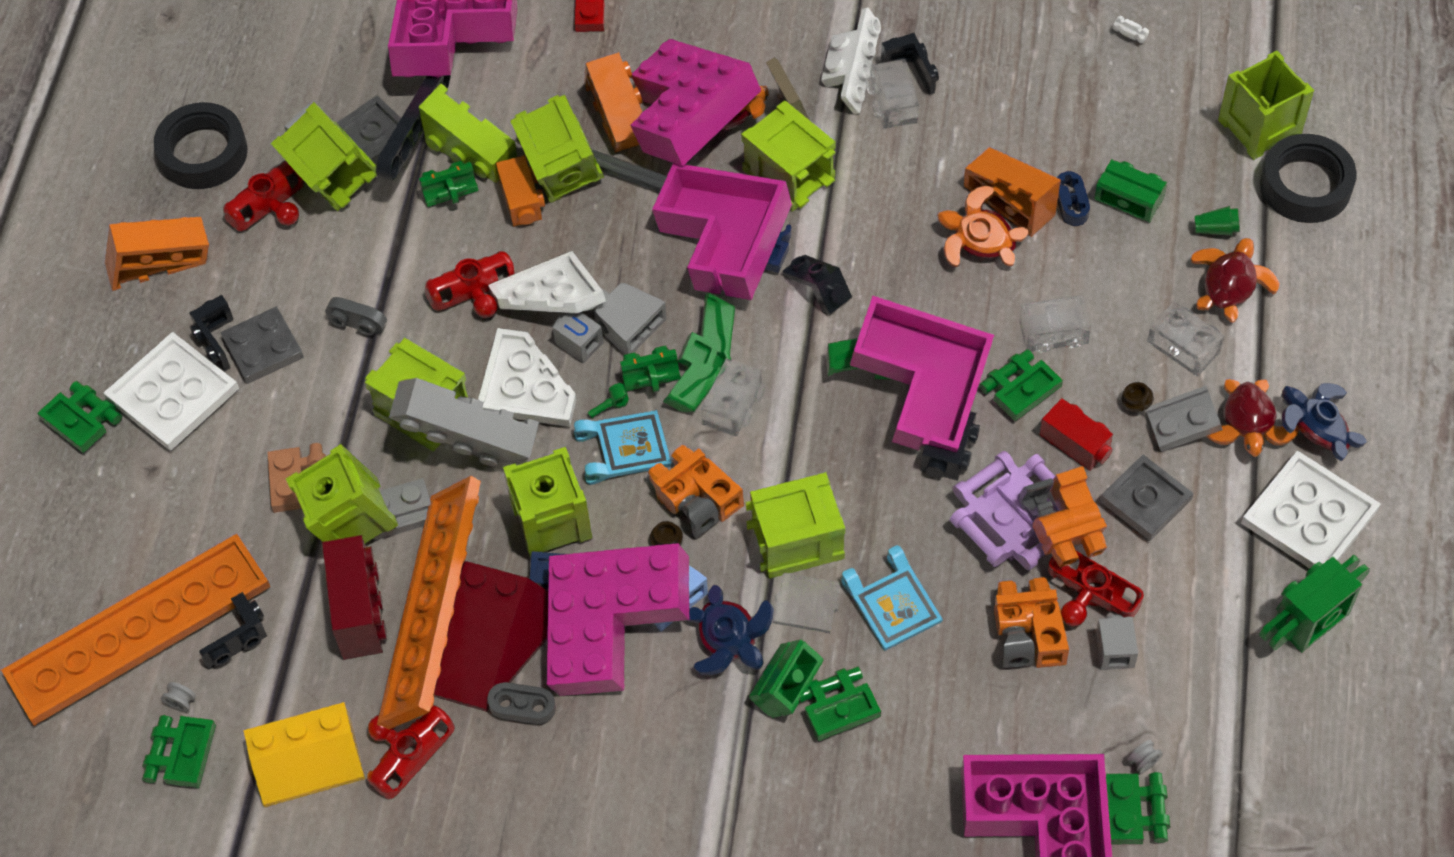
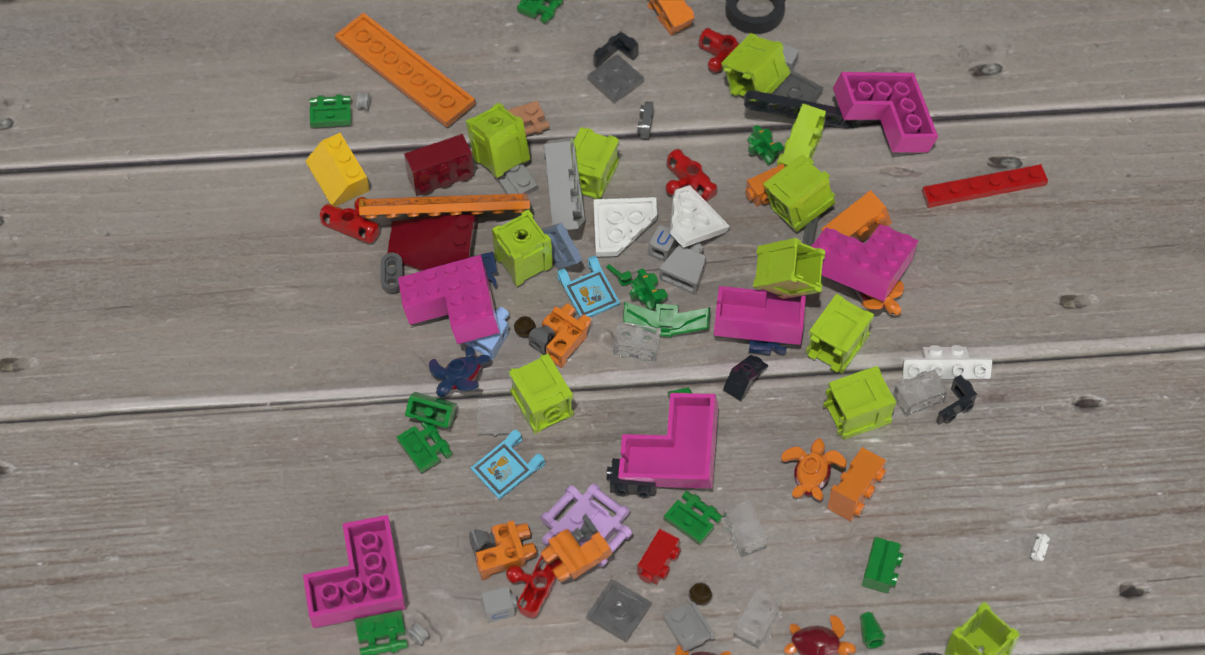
camera: 75 degrees right, 0 degrees up
(171, 391) = (568, 41): white plate -> none
(241, 638) = (416, 123): black bracket -> none
(577, 442) = (563, 248): none -> sand blue plate
(698, 169) = (789, 268): none -> lime container
(786, 89) = (892, 324): dark tan plate -> none
(899, 156) = (859, 402): none -> lime container
(1078, 197) = (865, 526): dark blue beam -> none

